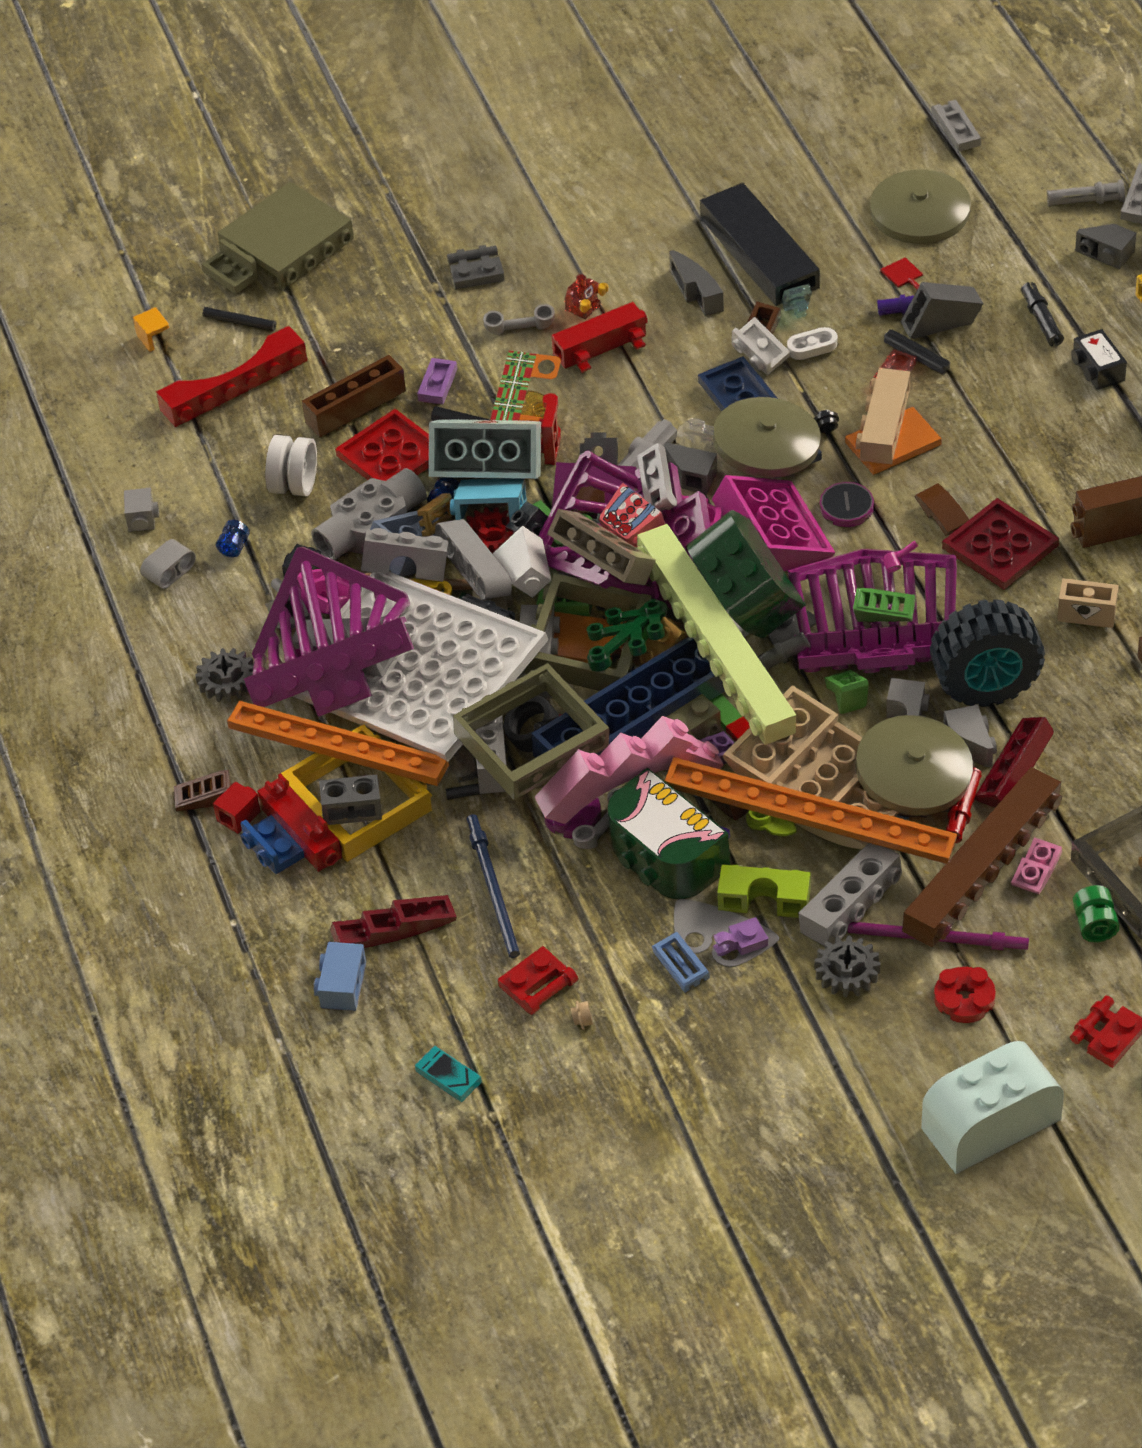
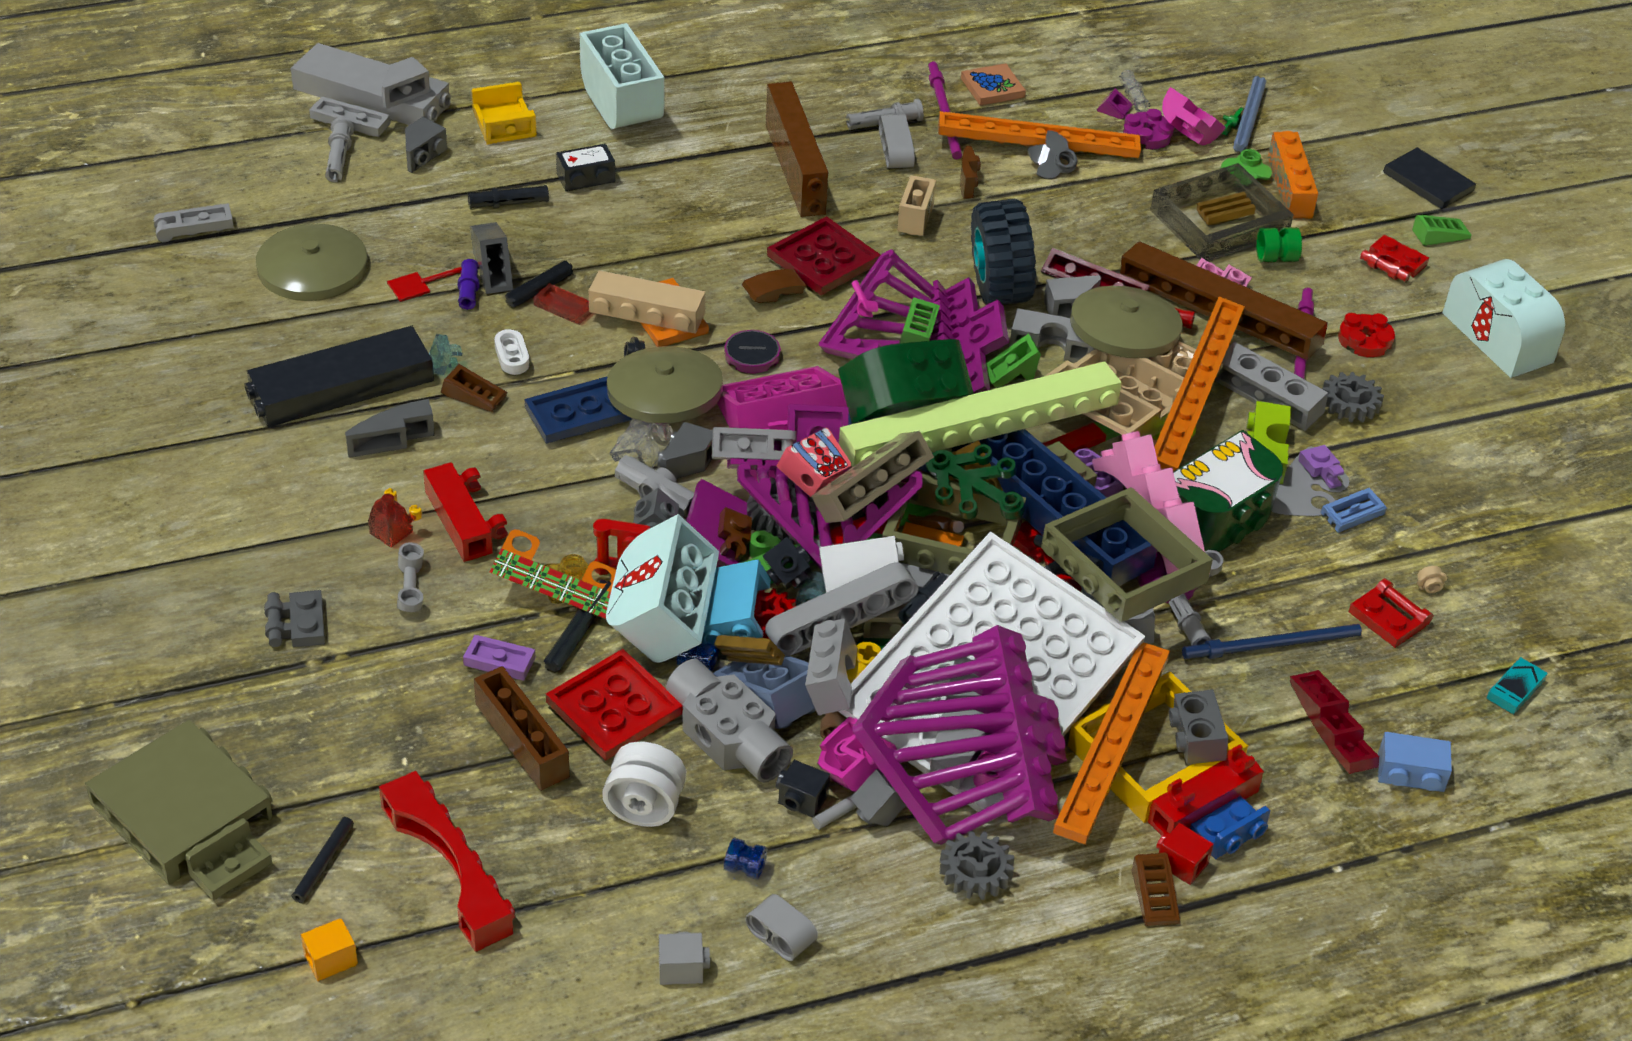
camera: 95 degrees left, 5 degrees down
(511, 821) = (1189, 620): none -> light grey axle
(760, 346) = (514, 384): white bracket -> none

